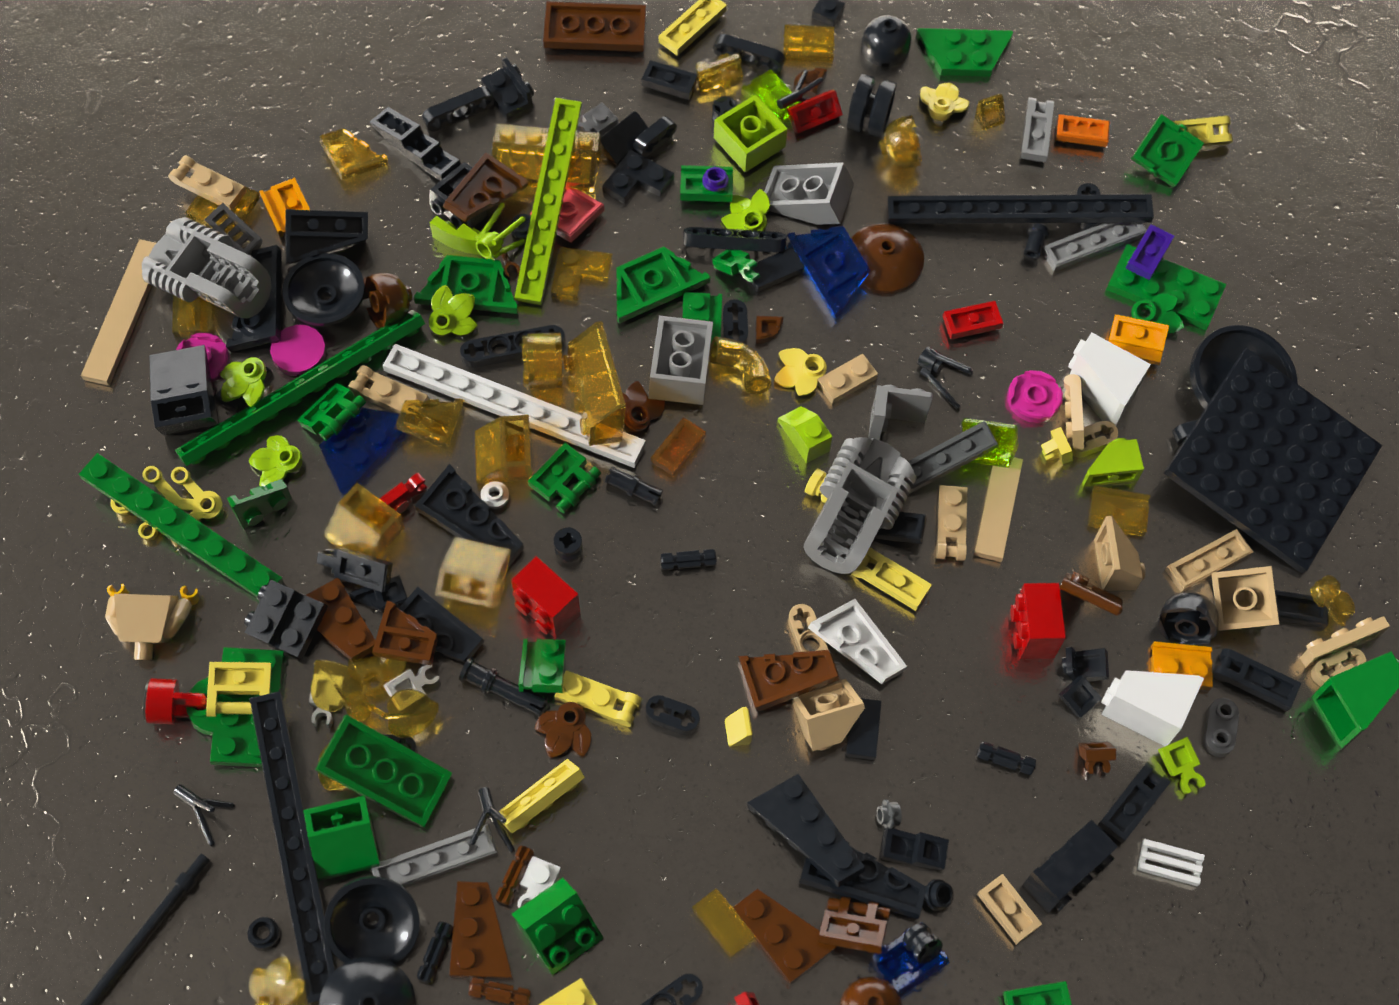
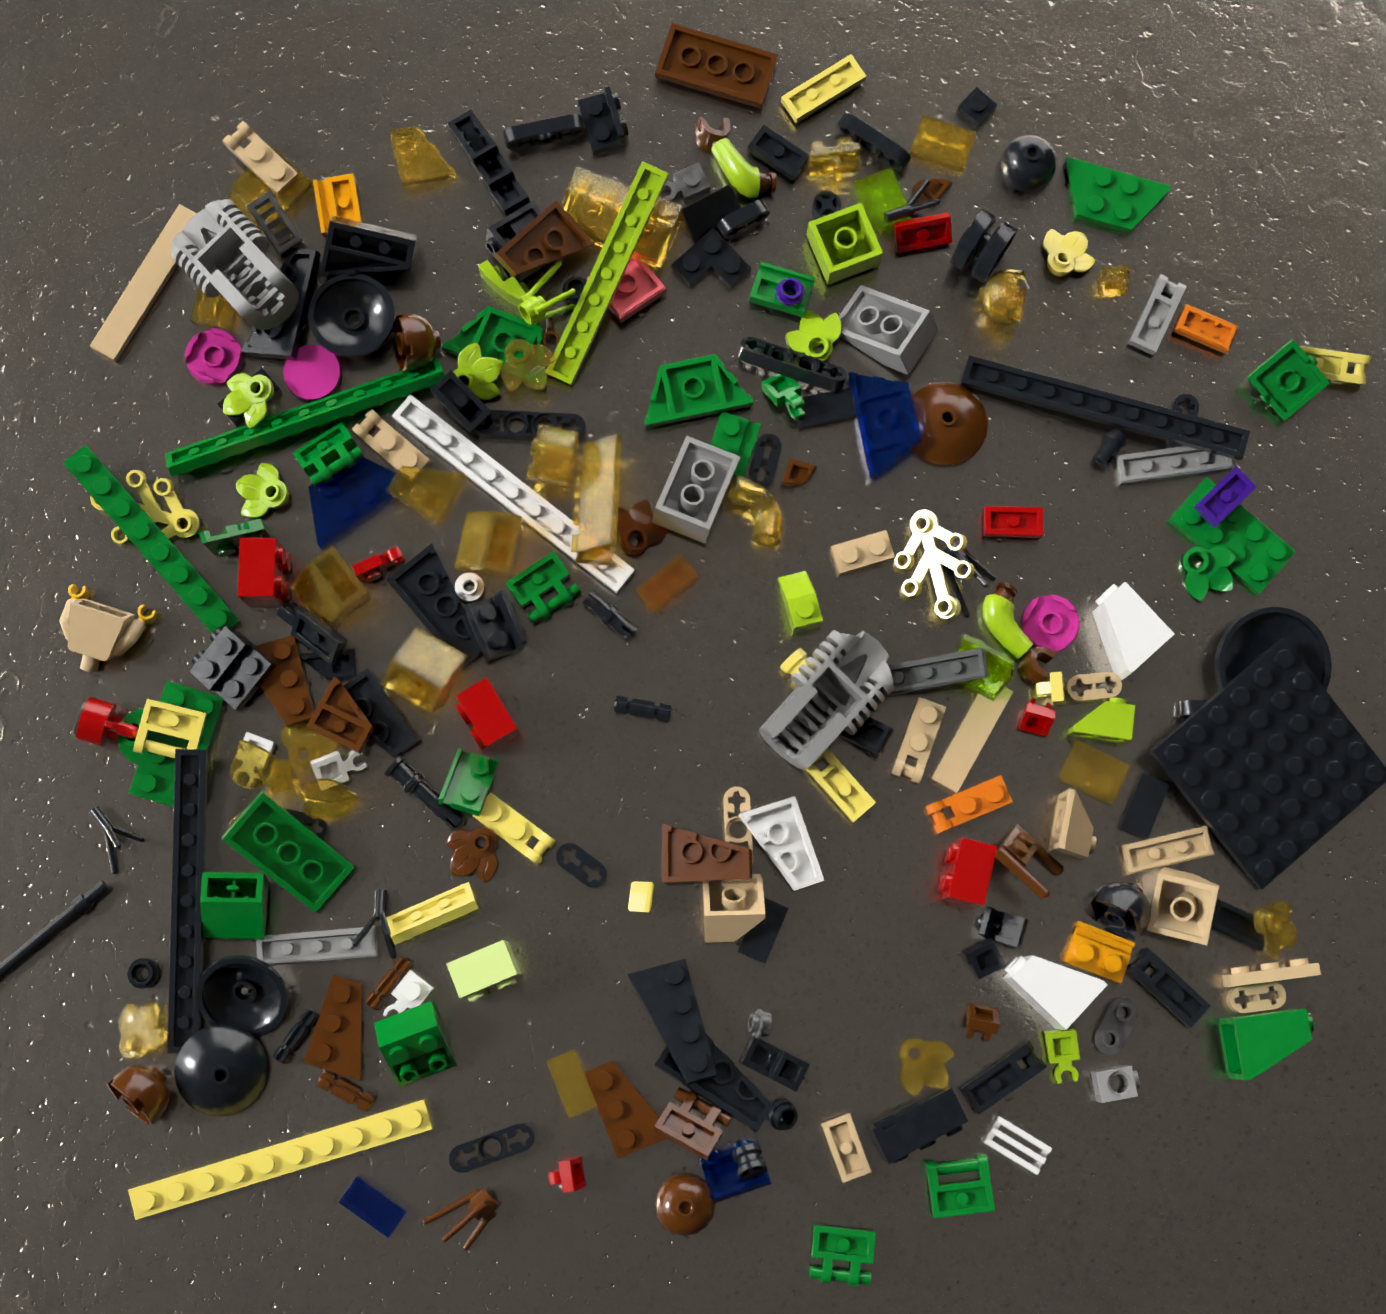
camera: 15 degrees right, 15 degrees up
(181, 390) = (184, 391): black slope -> none
(296, 525) = (263, 573): none -> red brick
(446, 337) = (460, 401): none -> black slope
(498, 295) = (527, 369): none -> clear yellow plate
(530, 520) = (496, 626): none -> black bracket
(569, 551) = (530, 668): black wheel -> none
(578, 264) = (617, 349): clear yellow plate -> none
(608, 831) = (483, 970): none -> yellowish green brick
(646, 103) = (740, 174): none -> piece
(797, 373) = (812, 531): light yellow plate -> none
(898, 404) = (895, 596): light grey bracket -> none
(913, 363) = (933, 559): none -> plant
(990, 402) = (999, 619): none -> piece
(1006, 758) = (893, 998): black axle -> none
(1017, 566) = (970, 804): none -> orange plate
(1052, 476) = (1037, 718): none -> red tile
(1060, 815) = (927, 1068): none -> clear yellow plate
(1074, 410) = (1082, 655): tan plate -> none
(1134, 925) = (960, 1197): none -> green plate
(1139, 337) = (1178, 590): light orange plate -> none
(1174, 527) = (1144, 805): none -> black tile
(1232, 786) = (1103, 1090): none -> light grey brick

